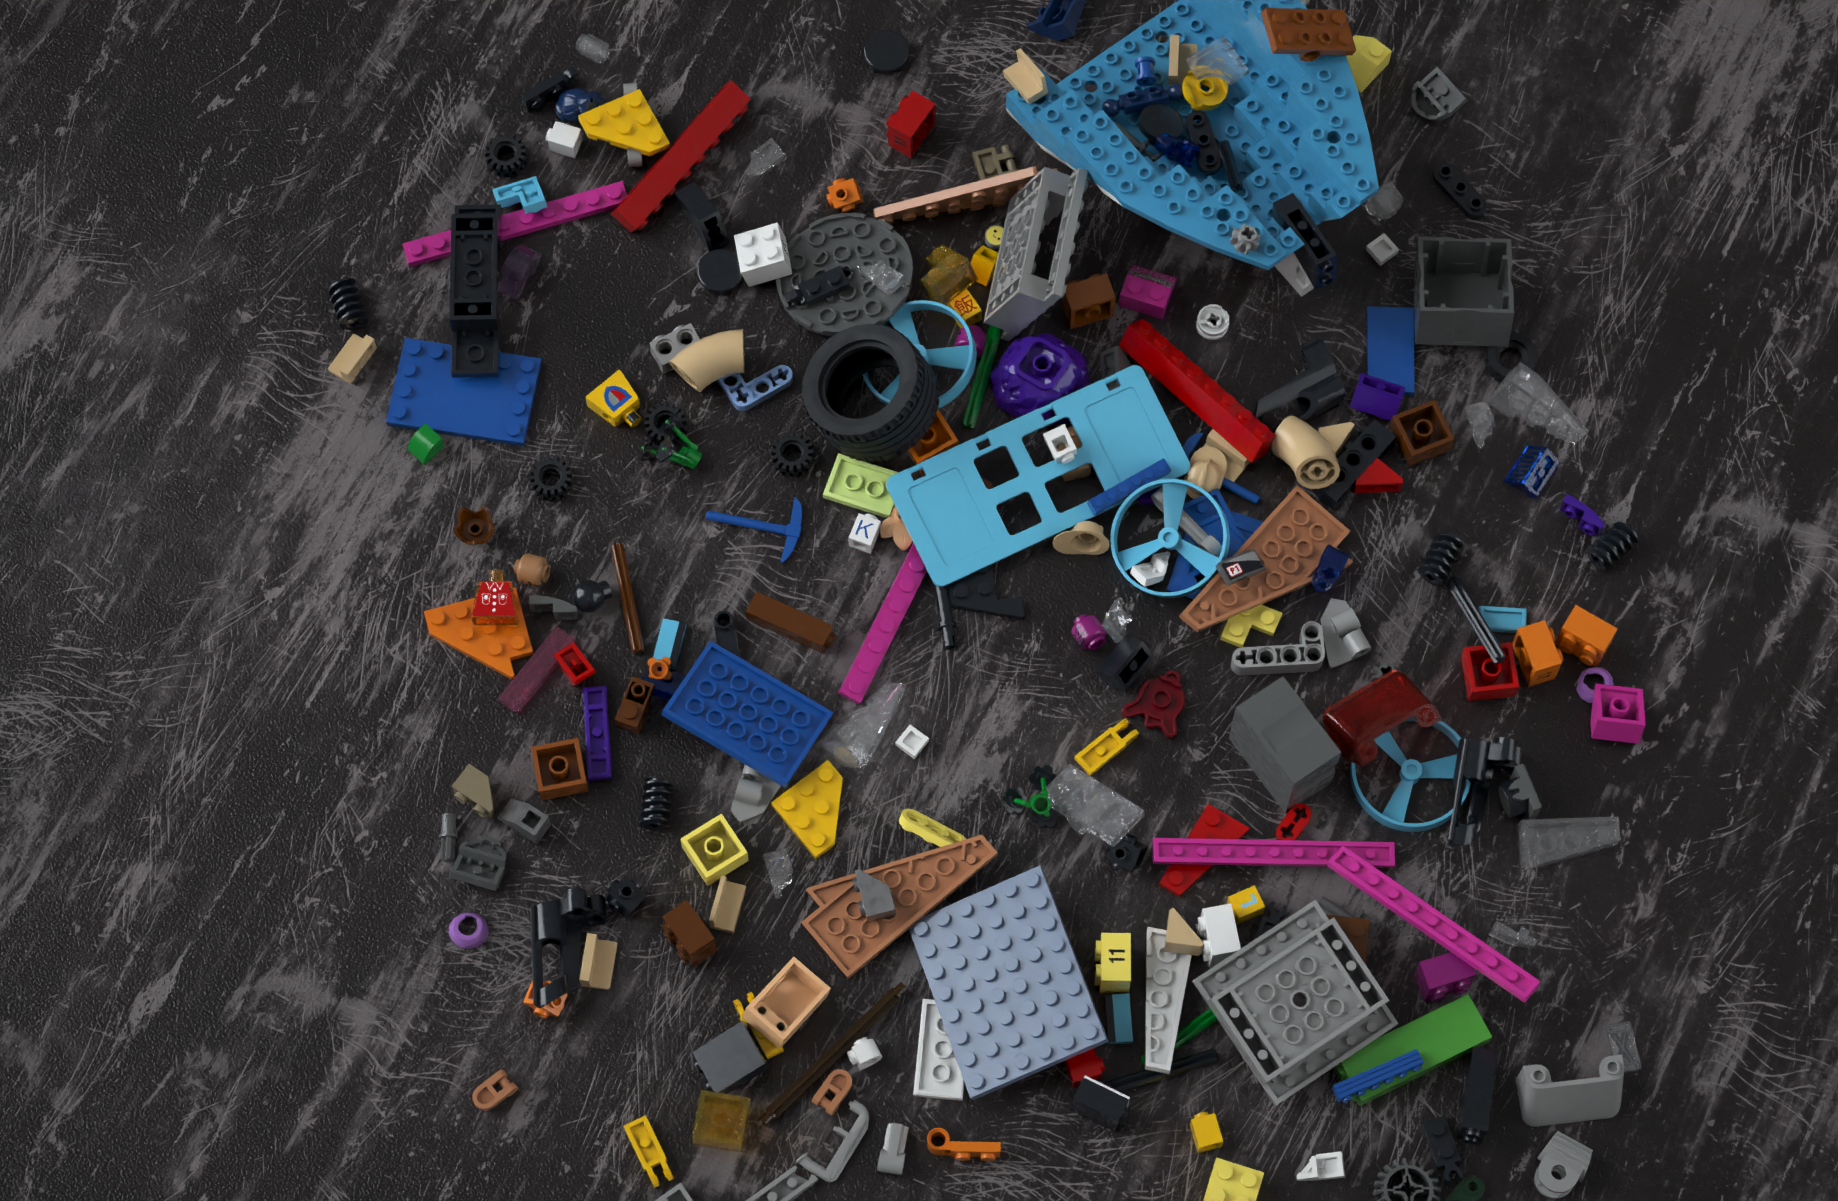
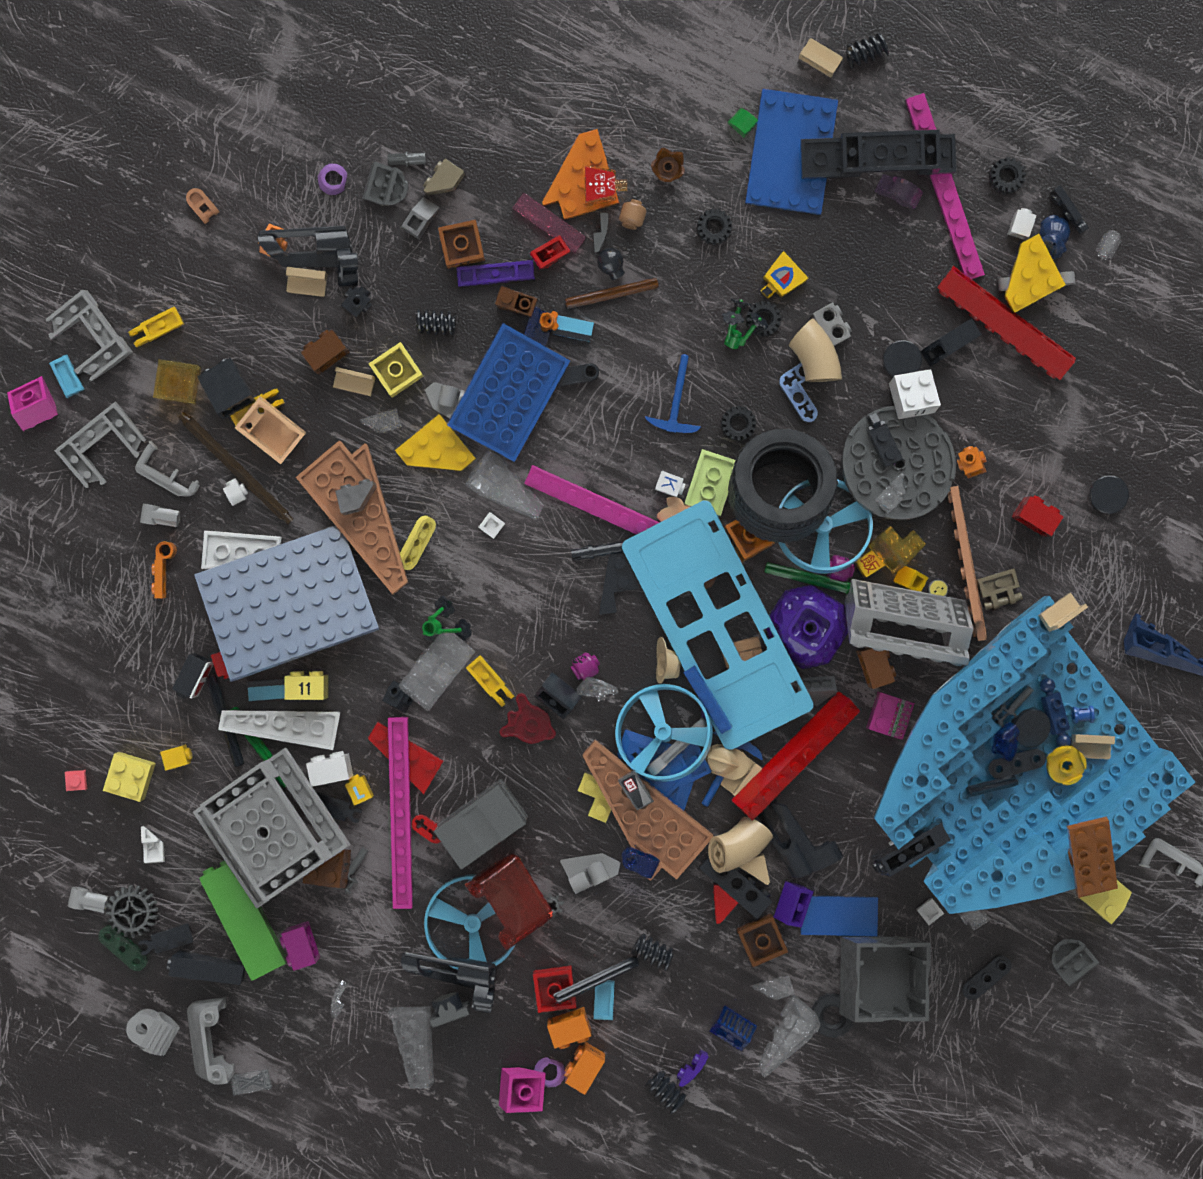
camera: 85 degrees right, 20 degrees up
(523, 191) = (972, 191): medium azure plate -> none
(765, 158) = (1008, 394): clear slope -> none
(790, 622) = (590, 425): reddish brown brick -> none
(838, 1083) = (211, 472): nougat plate -> none
(1058, 437) = (743, 636): white brick -> none
(1153, 571) = (638, 717): white slope -> none
(1181, 937) = (329, 737): tan slope -> none
(1206, 328) = (869, 772): white wheel -> none
(1218, 61) = (1088, 777): clear tile -> none
(1245, 239) = (891, 796): light grey gear -> none
(1278, 652) = (569, 818): light grey beam -> none
(1378, 1075) = (216, 891): blue piece -> none
(1434, 924) = (333, 938): dark pink plate -> none

